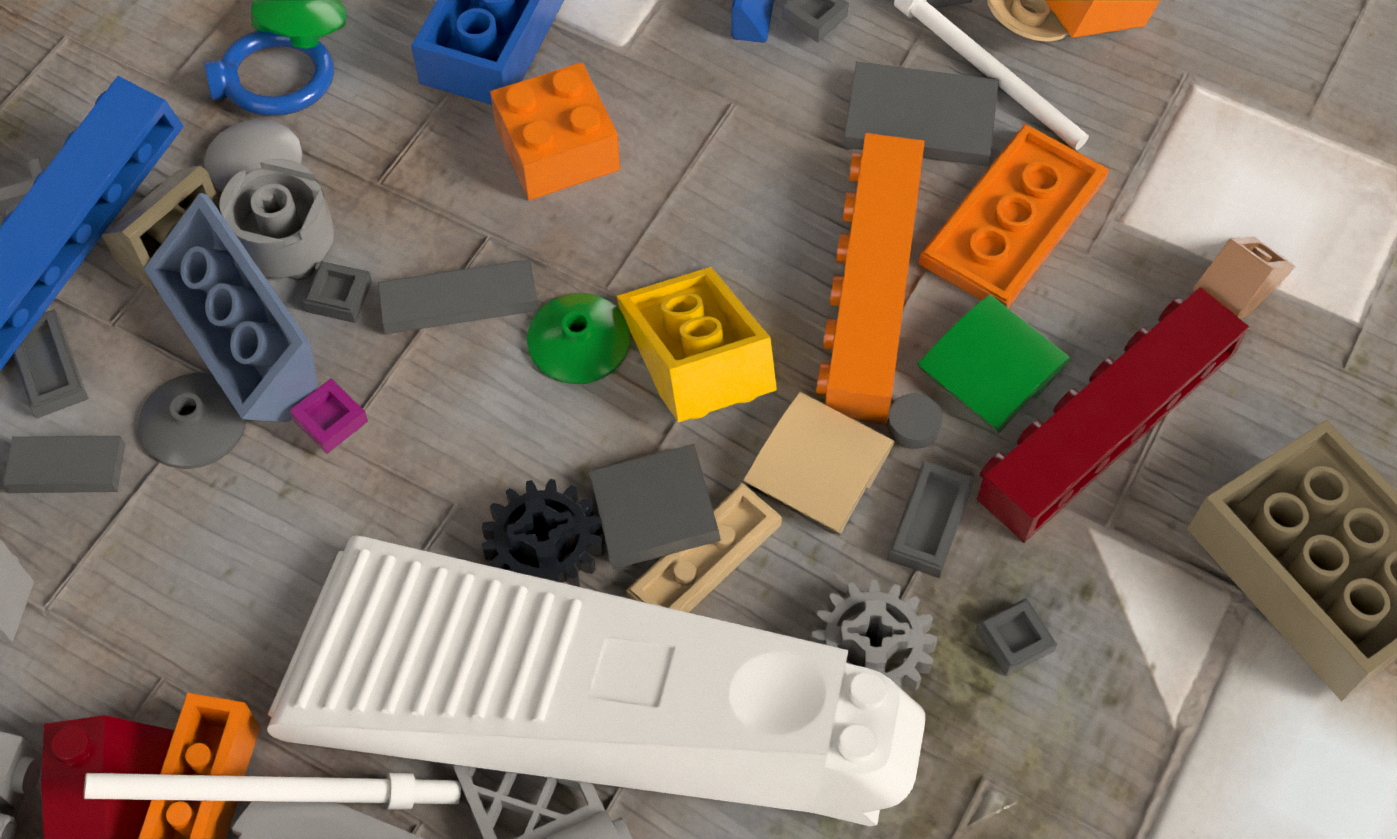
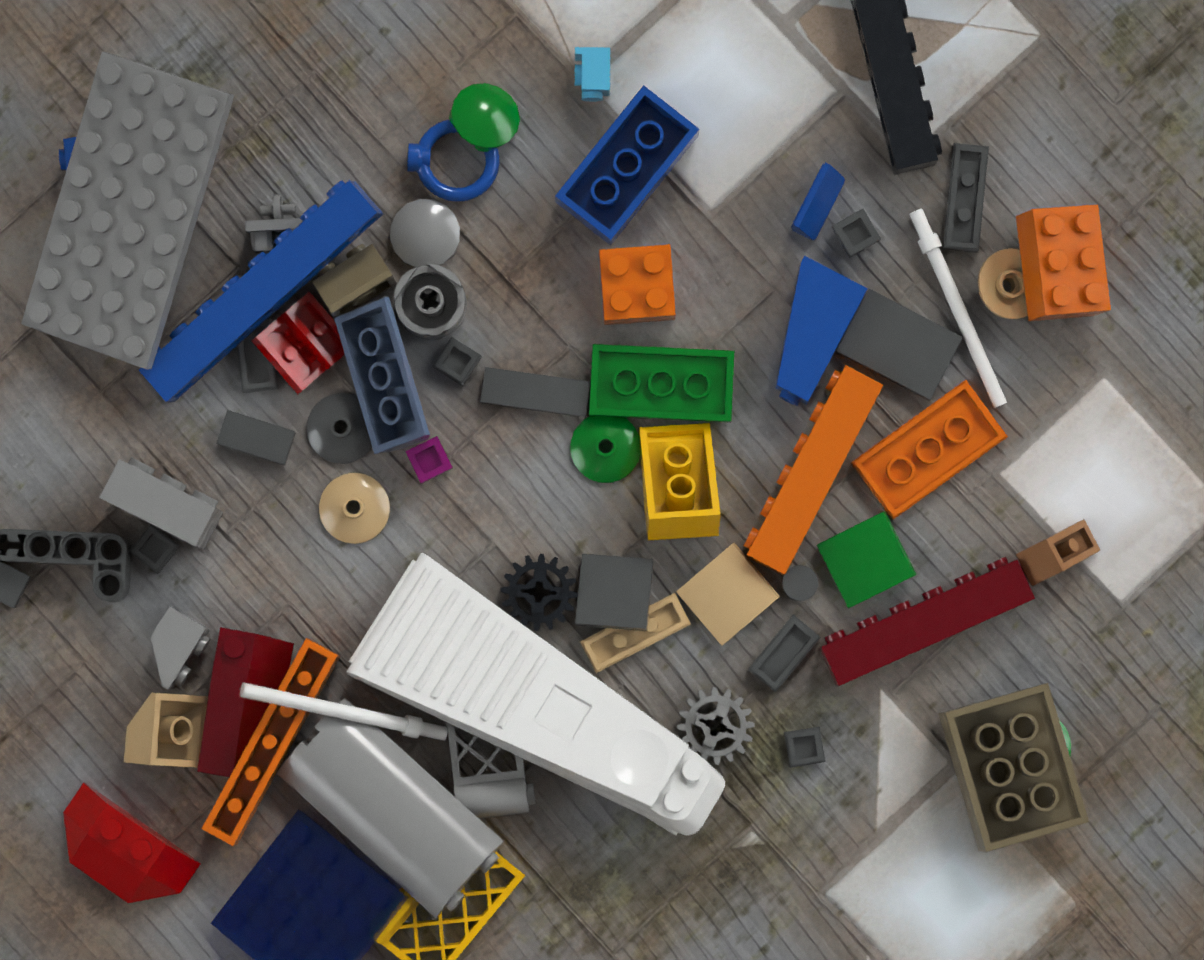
camera: 20 degrees right, 25 degrees up
(107, 324) = (301, 343): none -> red slope
(237, 537) = (373, 508): none -> tan dish
(628, 235) = (661, 383): none -> green plate
(806, 113) = (816, 323): none -> blue slope

